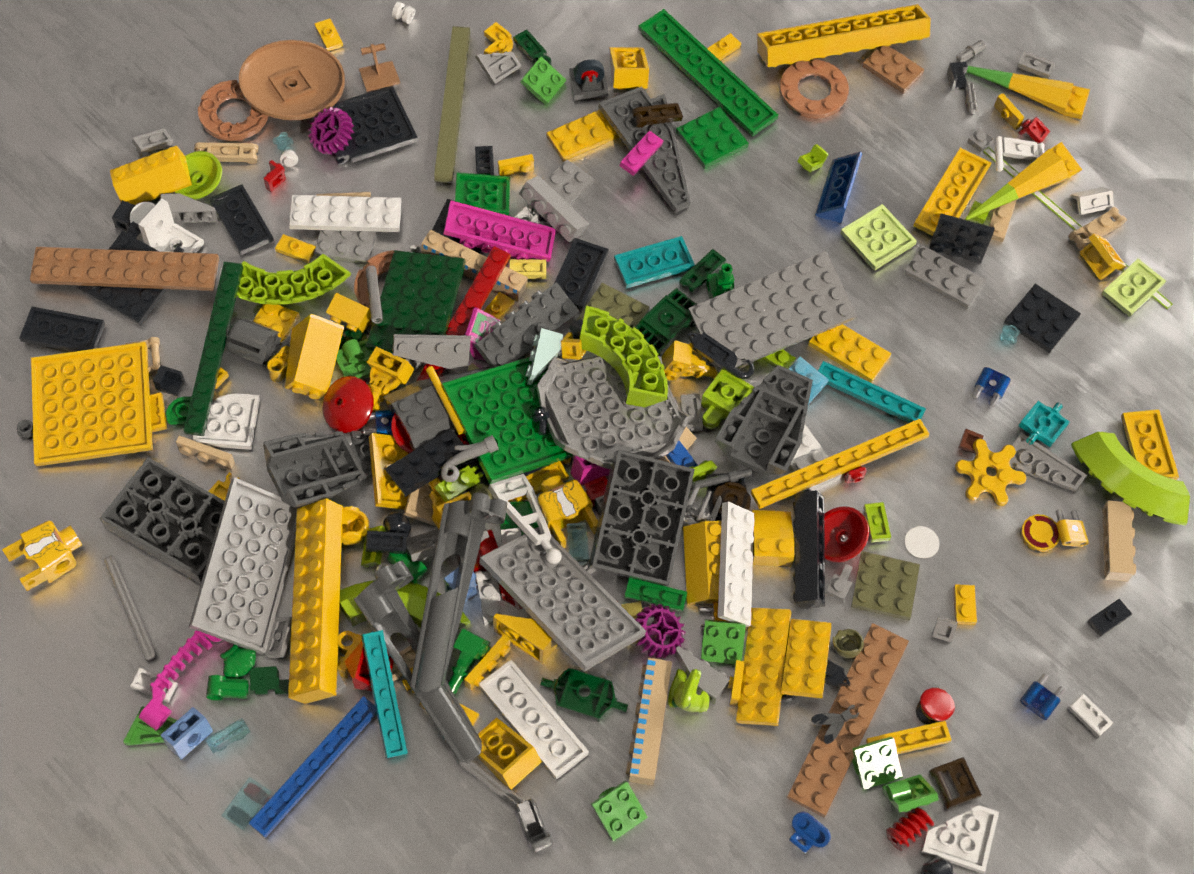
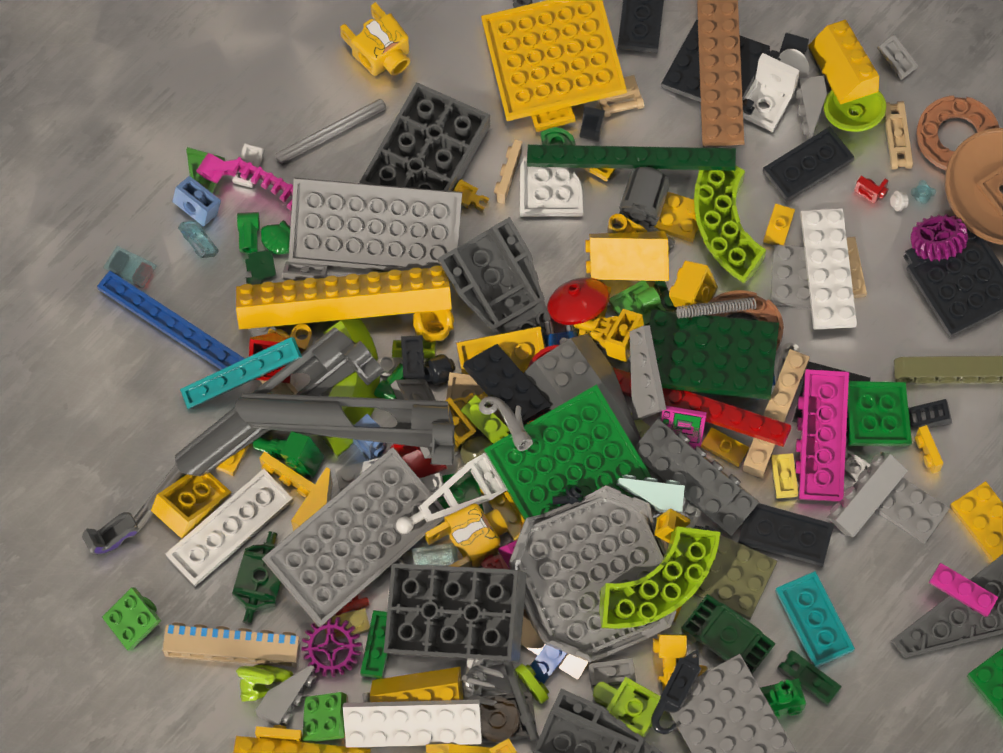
camera: 90 degrees right, 5 degrees up
(437, 384) = (599, 381): yellow bar -> none

